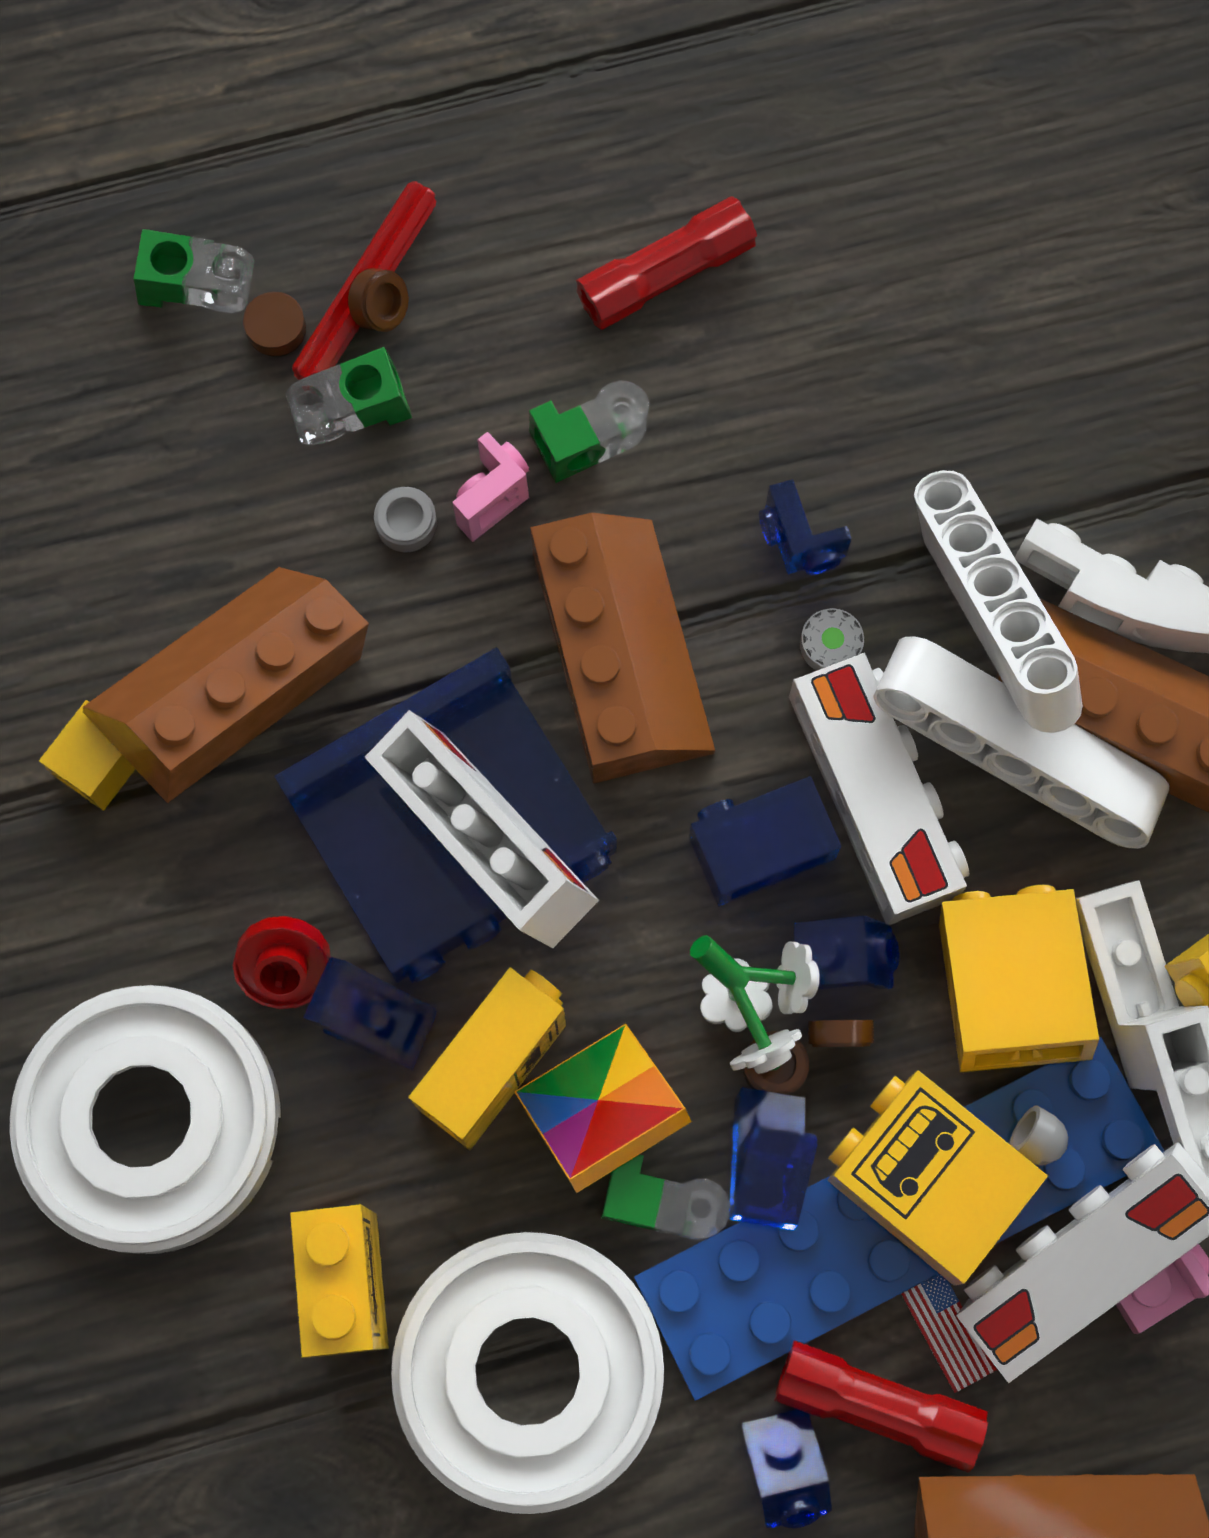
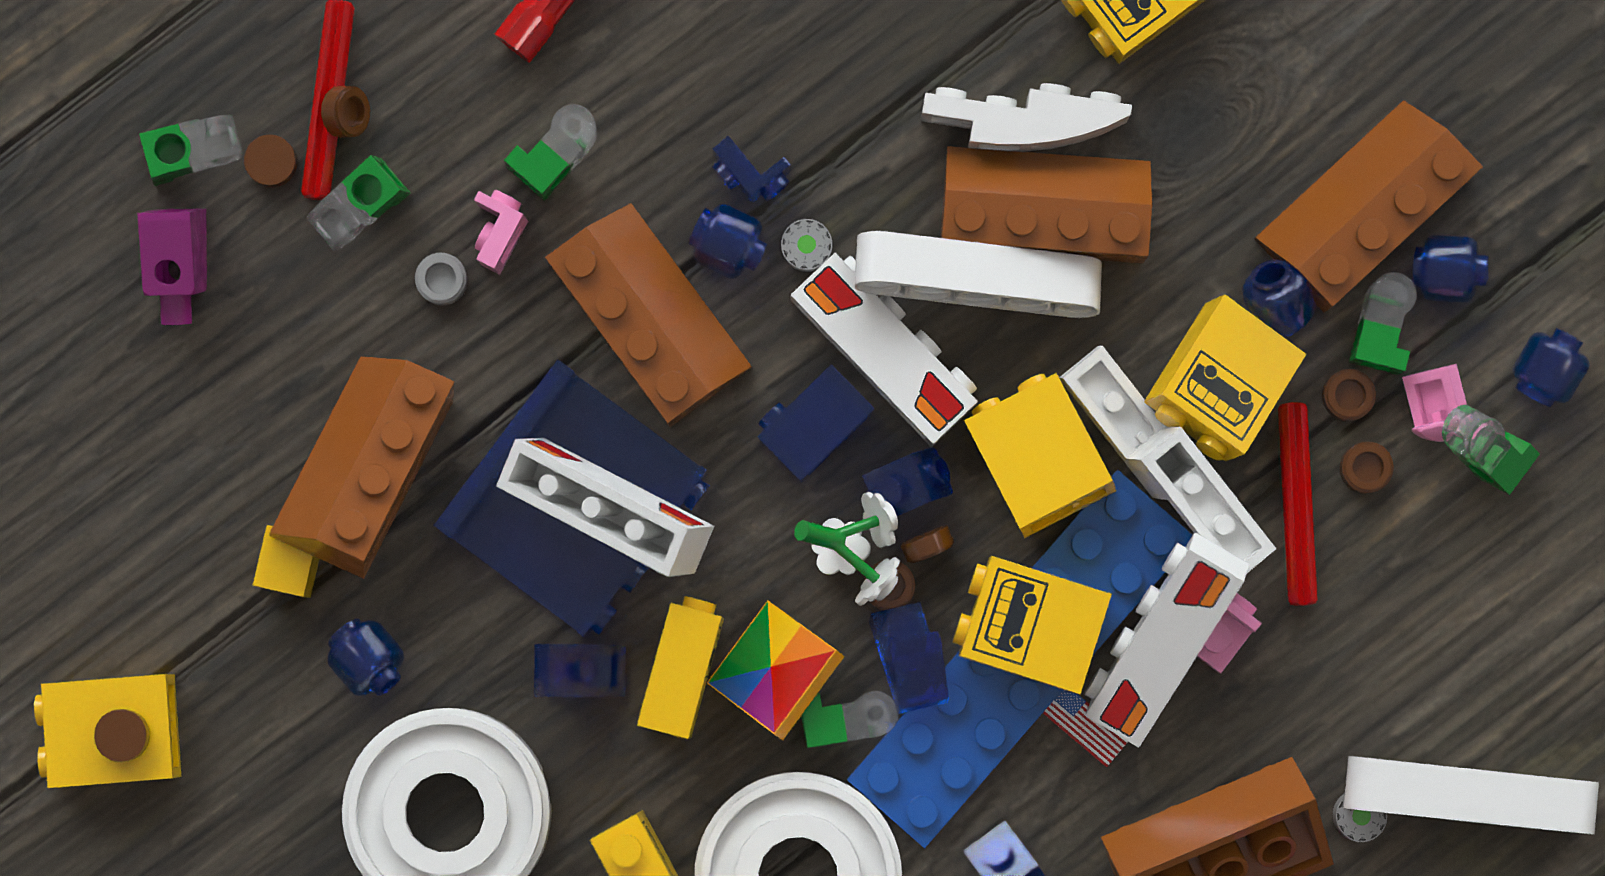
camera: 20 degrees left, 10 degrees up
(119, 372) = (180, 238): none -> magenta torso
(131, 899) = (365, 657): none -> clear blue head
(280, 961) = (497, 659): red plate -> none
(744, 599) = (727, 241): none -> clear blue head
(927, 1423) = (1093, 797): red axle -> none
(999, 602) = (928, 192): white beam -> none
(1040, 1136) = (1097, 565): light grey hinge -> none

